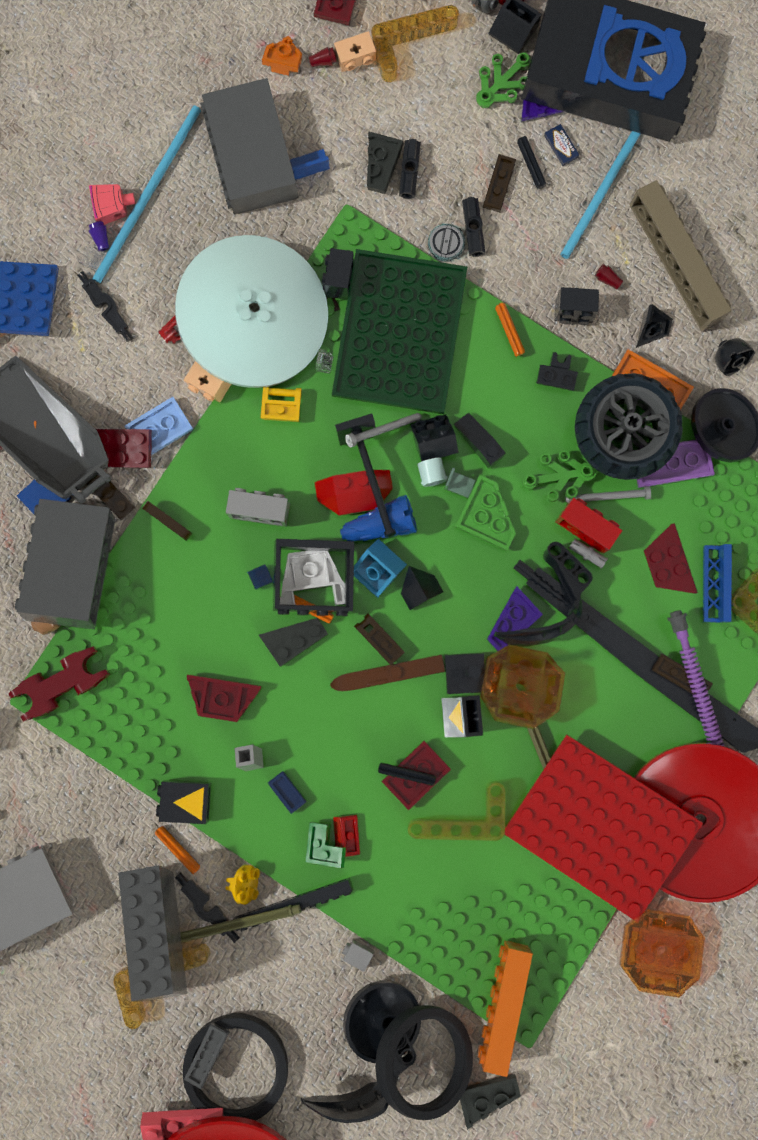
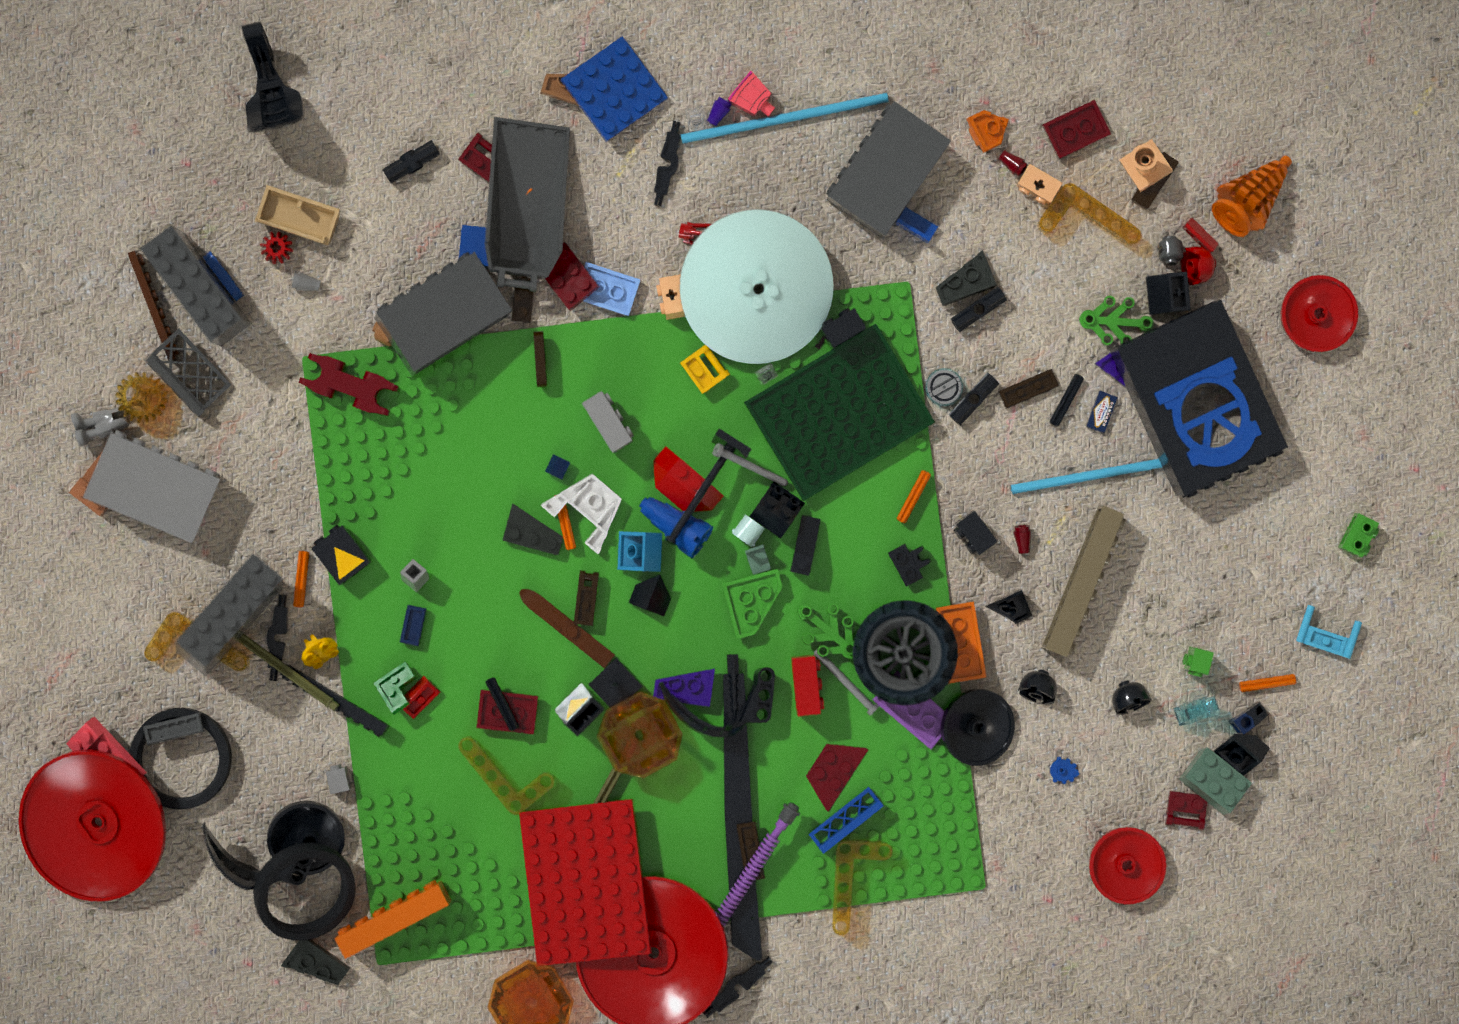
camera: 50 degrees right, 5 degrees up
(221, 698) = (441, 516): dark red wing -> none
(314, 545) = (570, 536): black window -> none
(588, 553) = (786, 702): light grey pin -> none

